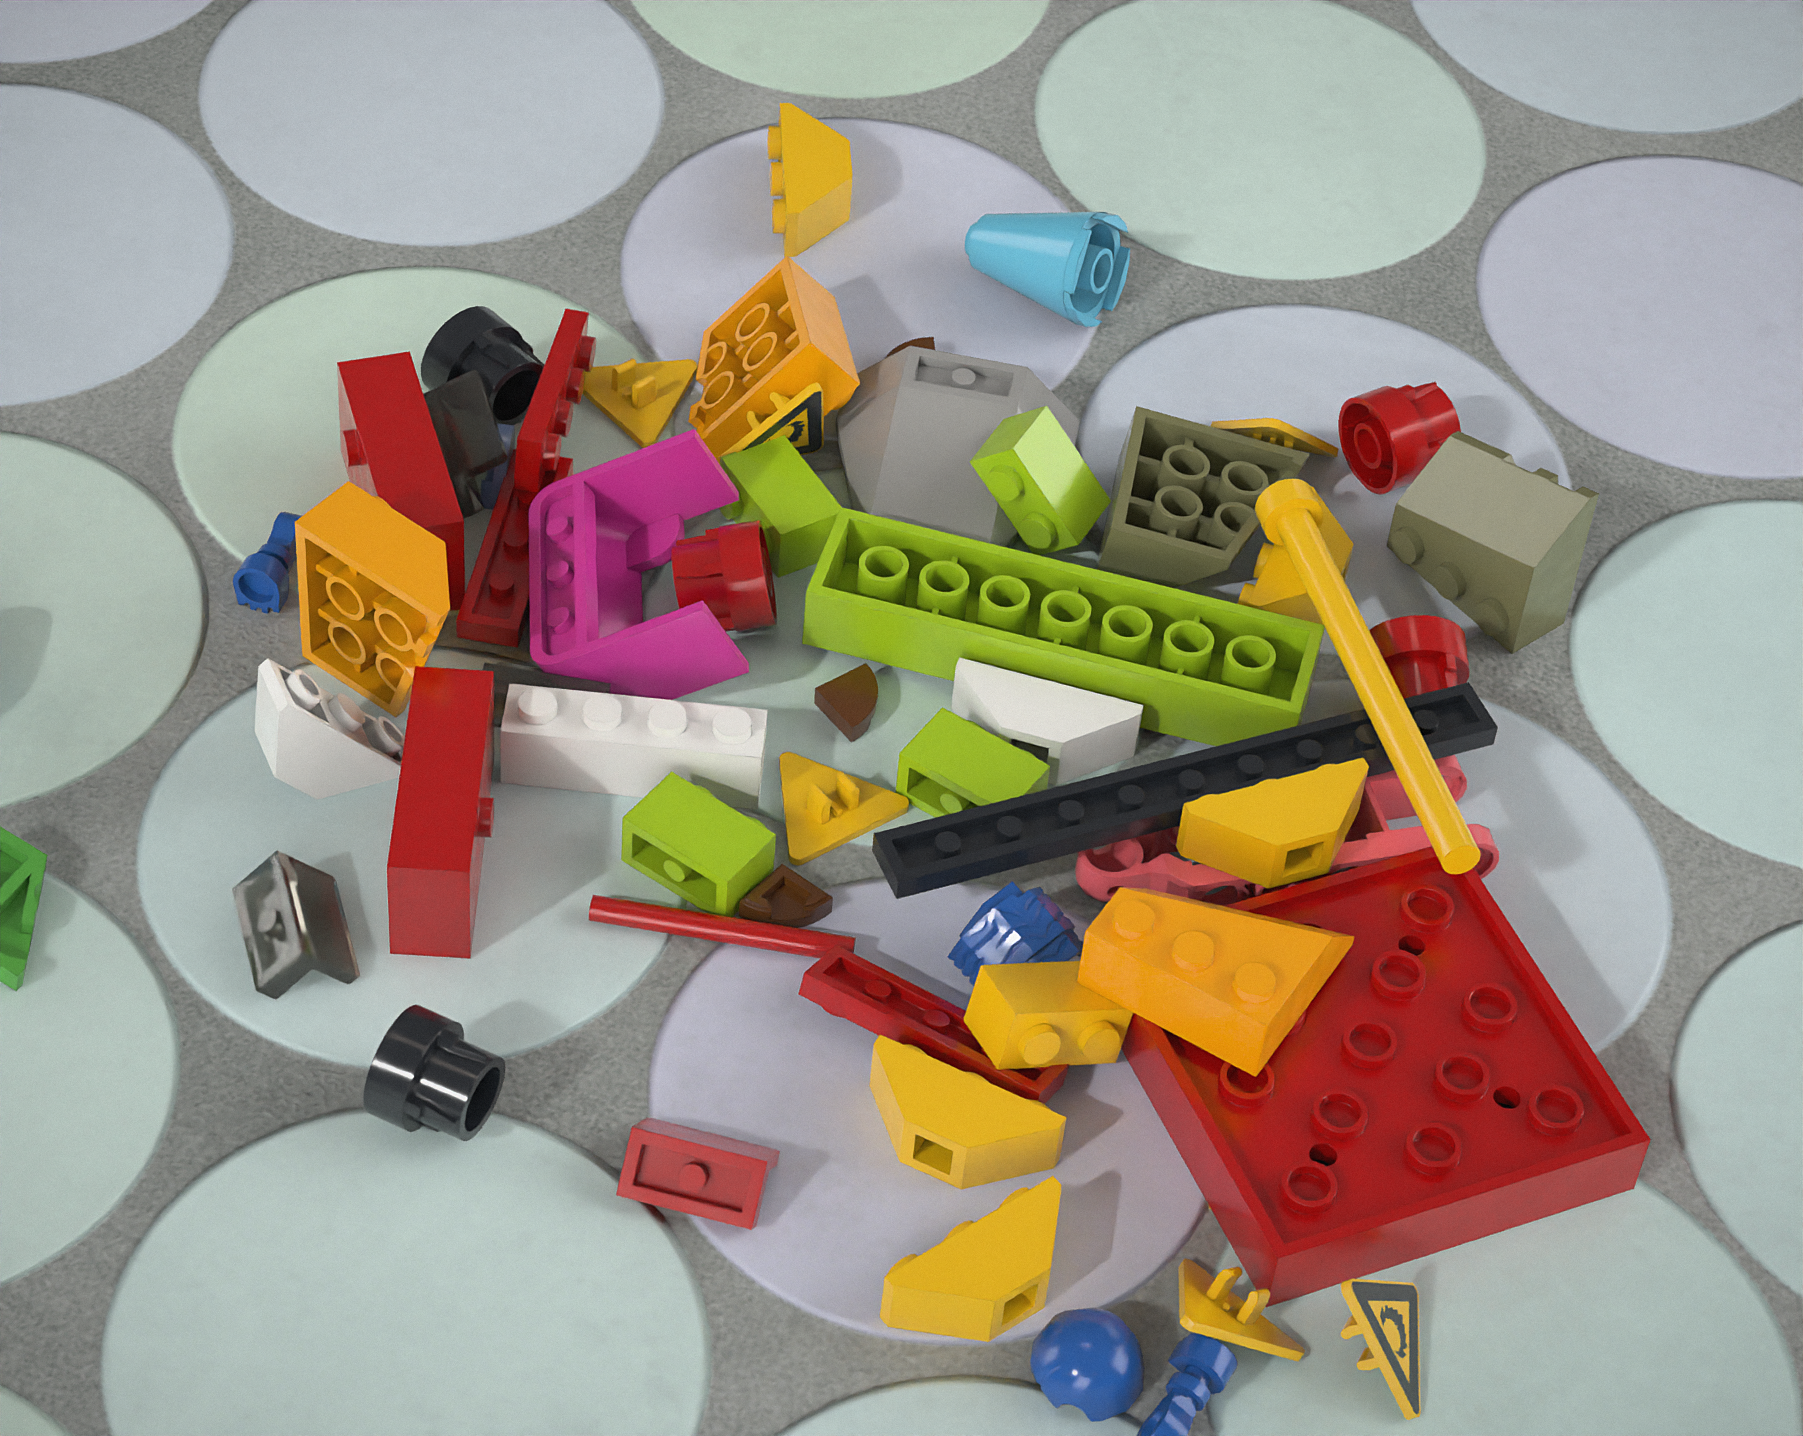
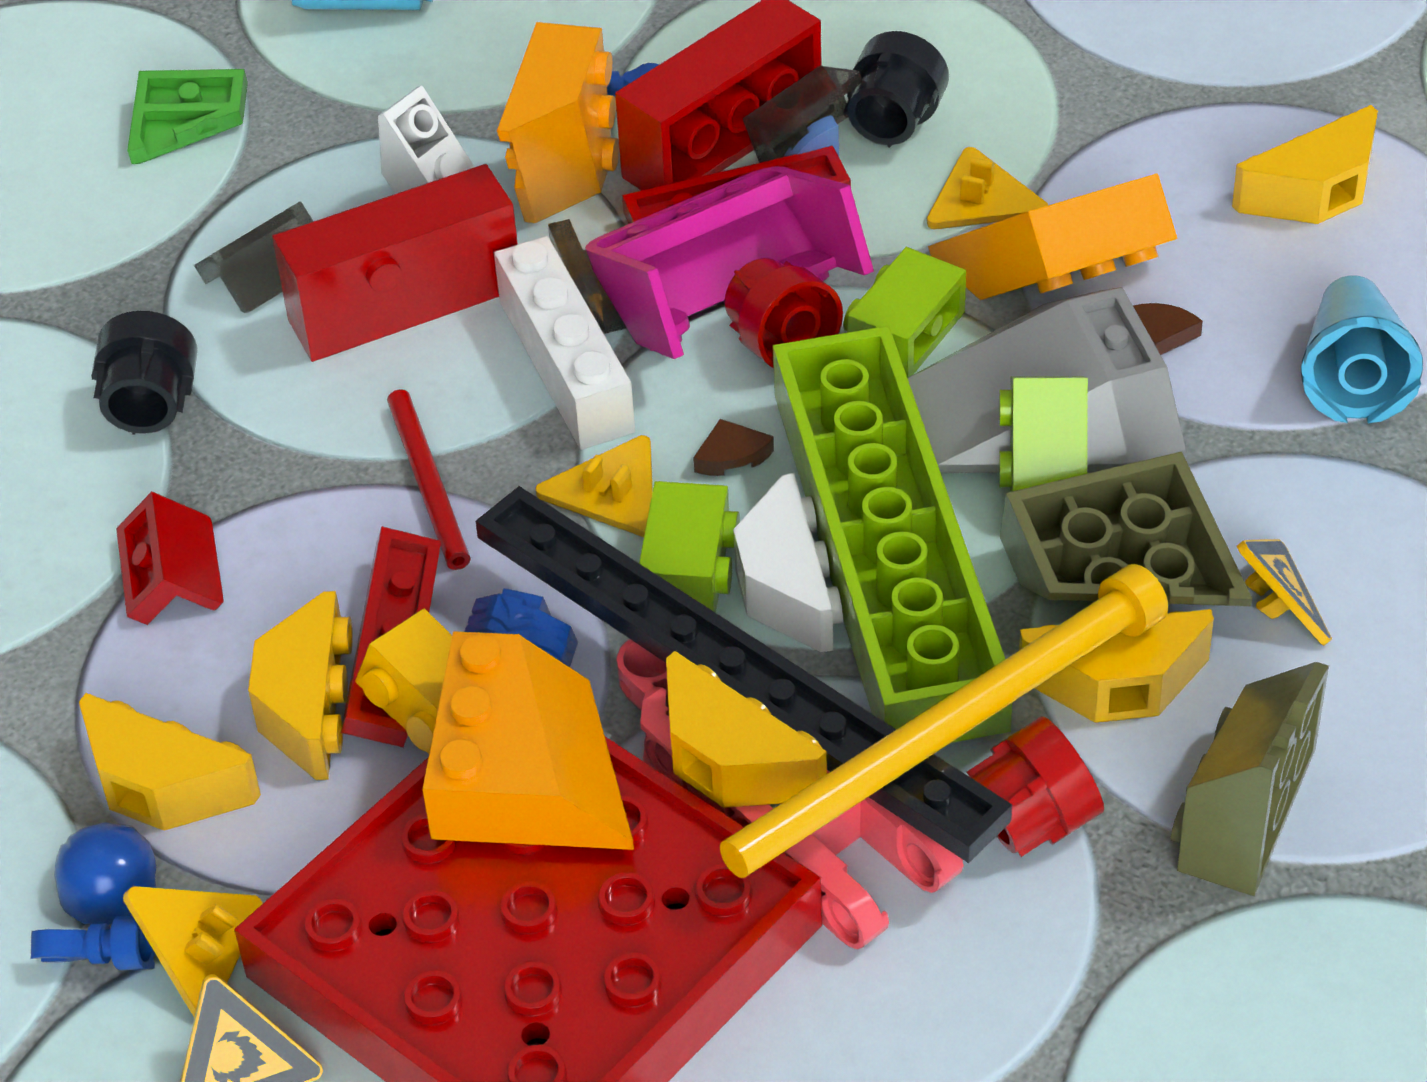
camera: 70 degrees right, 0 degrees up
(553, 400) = (888, 133): red plate -> none
(697, 845) = (490, 422): lime brick -> none
(786, 900) = (479, 493): reddish brown tile -> none
(797, 419) = (983, 269): piece -> none
(1395, 433) = (1365, 656): red piece -> none

